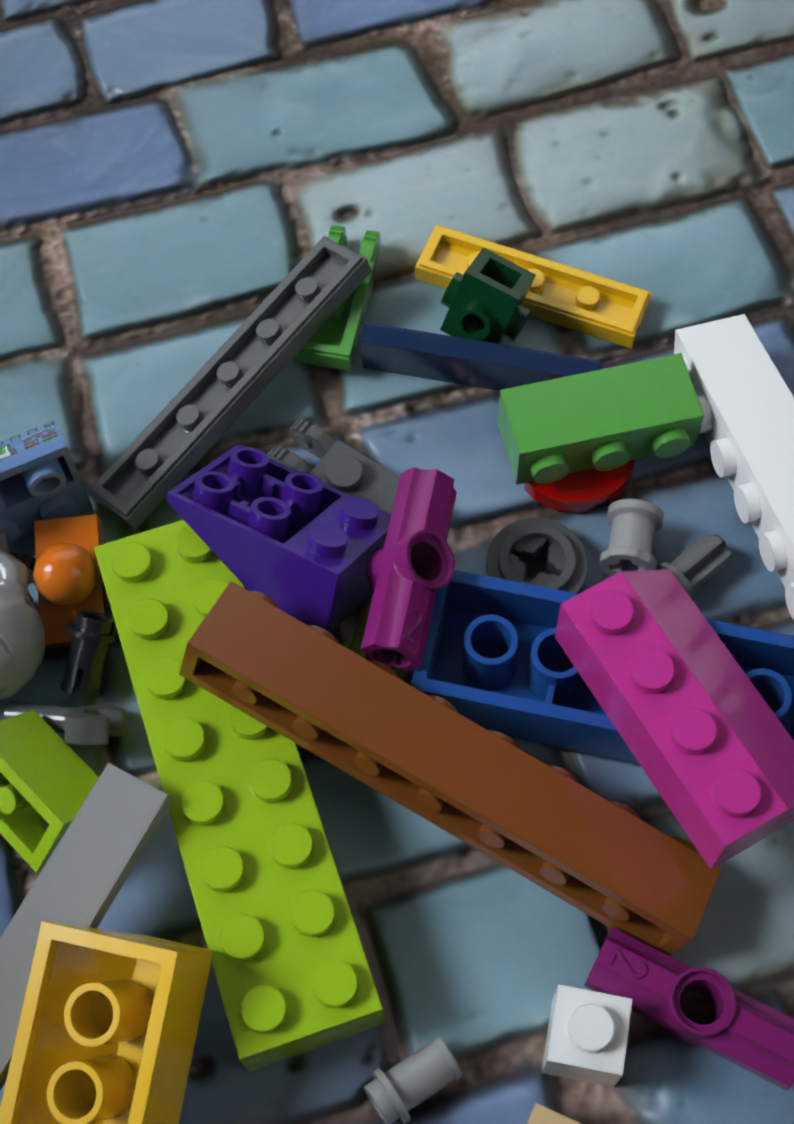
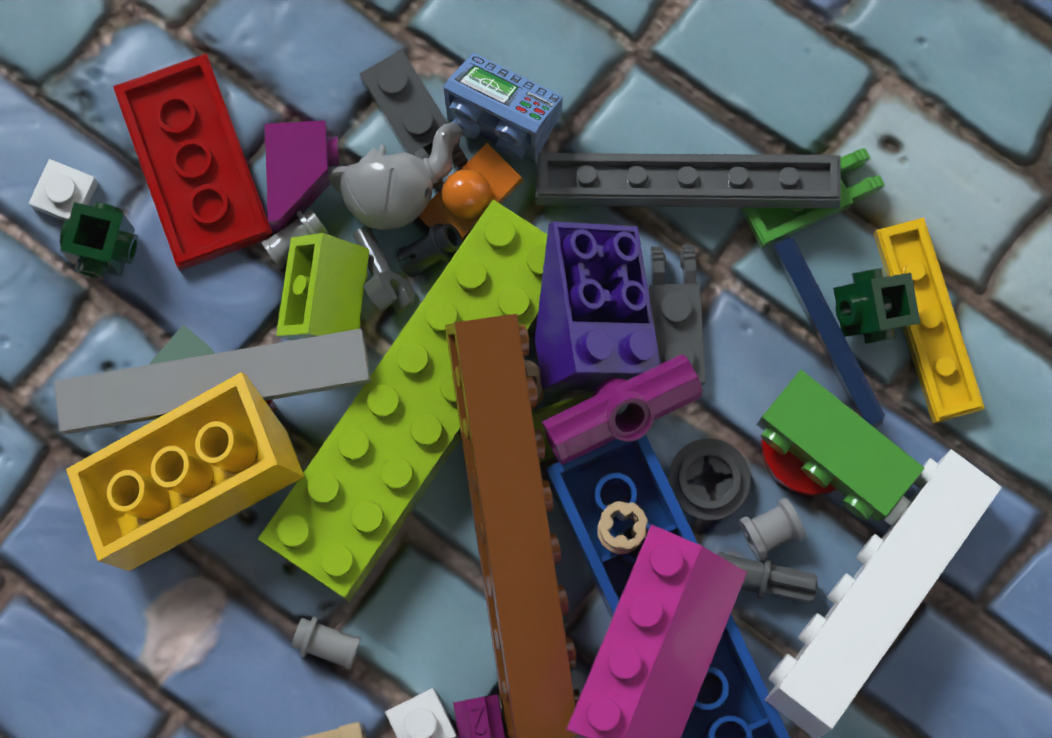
camera: 50 degrees right, 15 degrees up
(553, 640) = (623, 511): none -> tan bush

